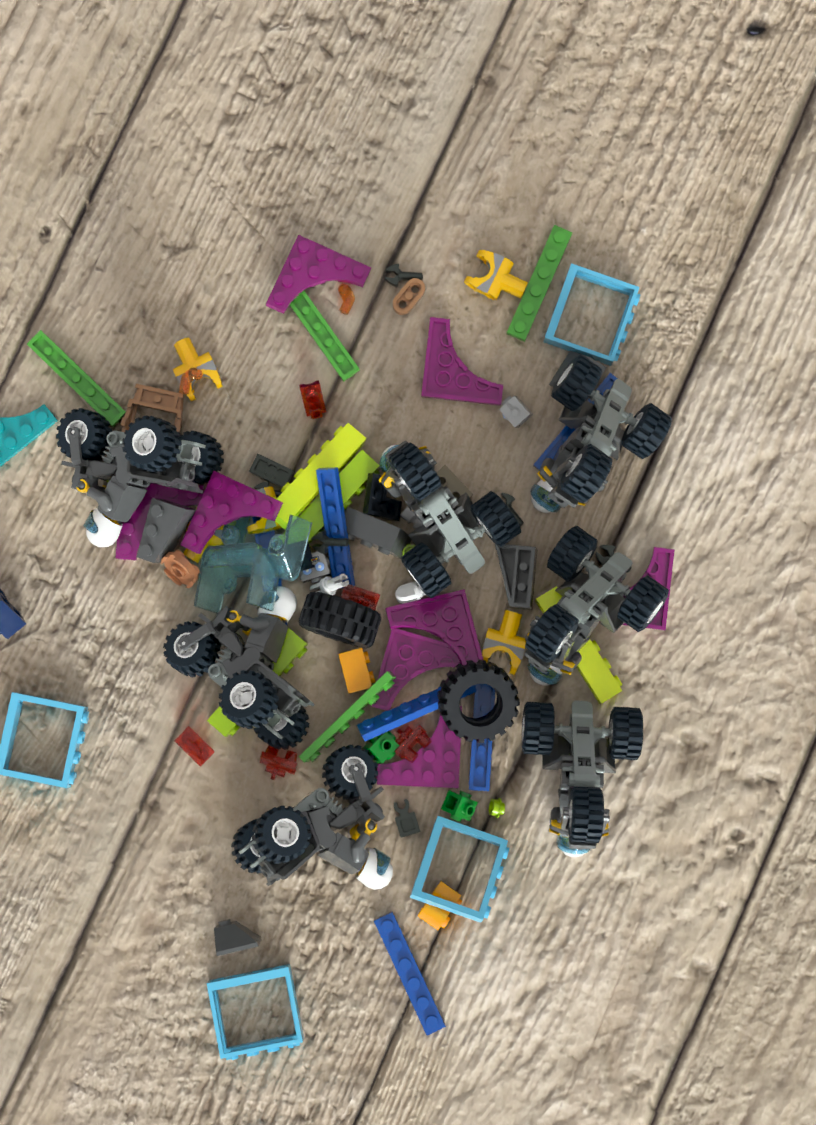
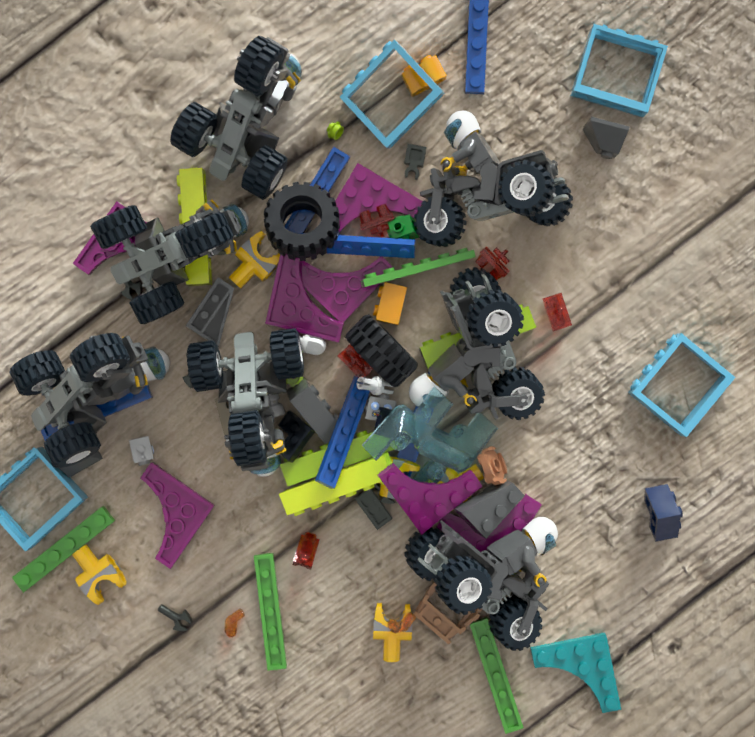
camera: 155 degrees left, 5 degrees up
(310, 266) = (246, 666): magenta plate -> none
(323, 548) = (357, 422): pearl dark grey bar -> none
(407, 296) = (180, 596): medium nougat plate -> none
(459, 805) = (364, 147): green brick -> none

